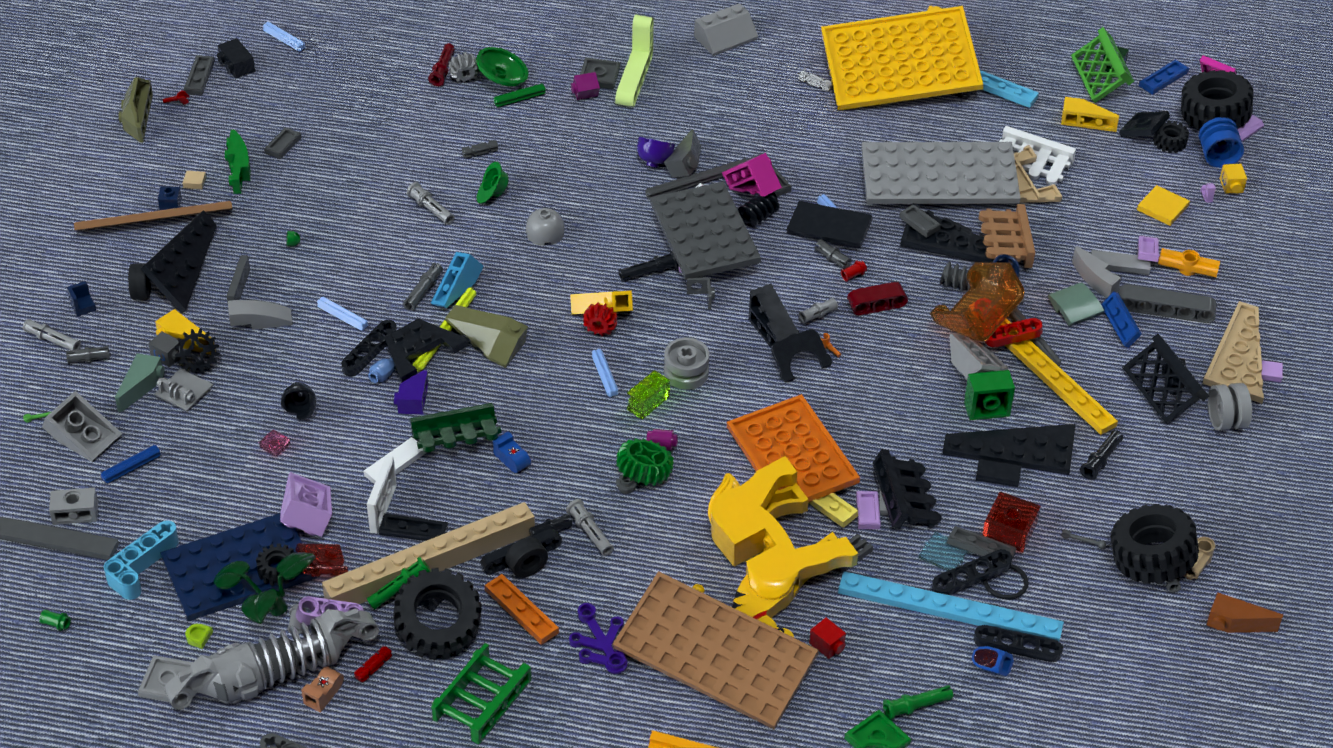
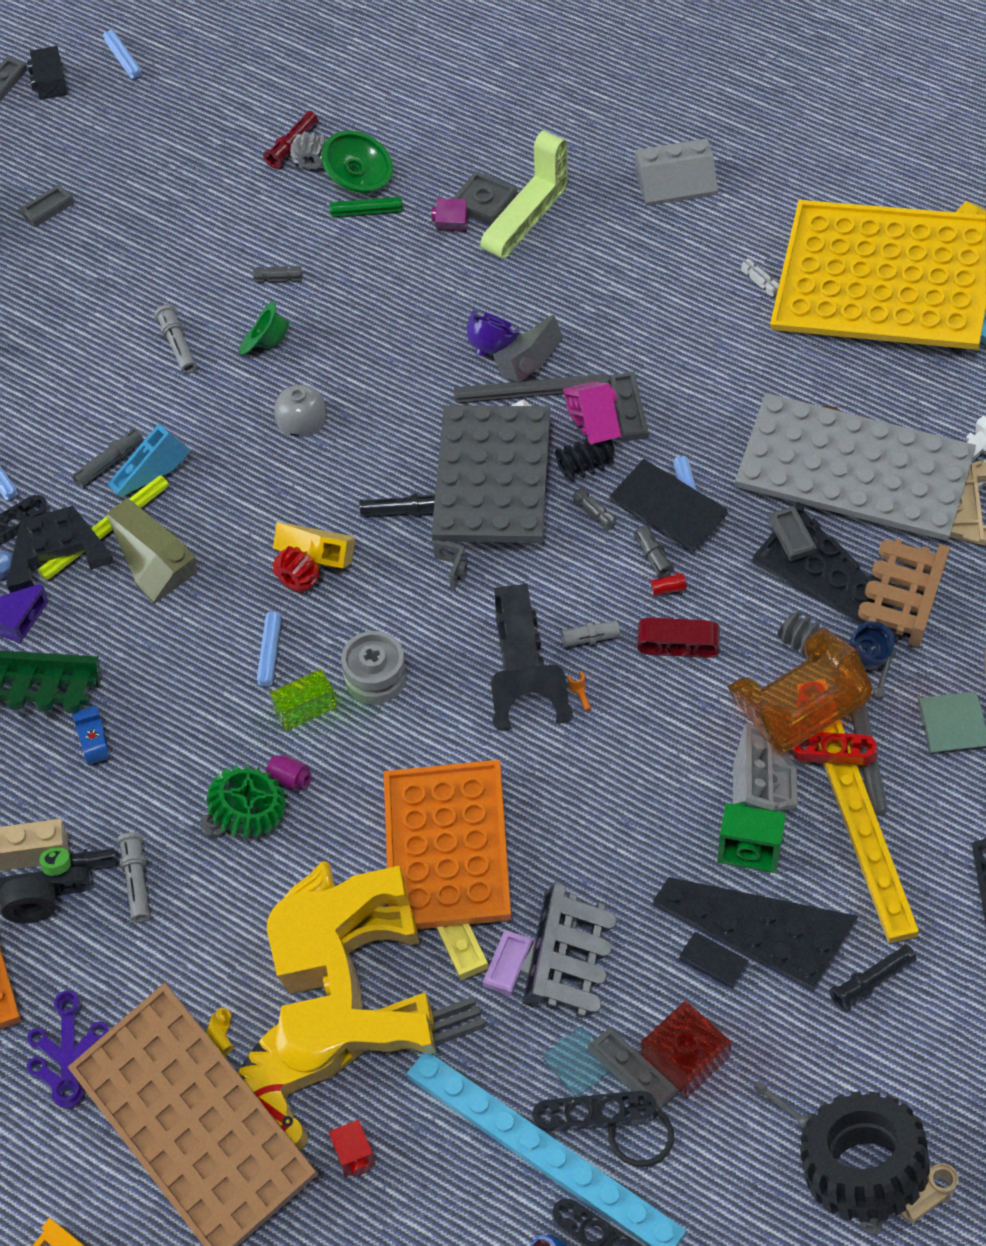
camera: 25 degrees right, 10 degrees up
(534, 528) = (55, 861): none -> bright green tile
(779, 239) = (594, 508): none -> dark grey axle

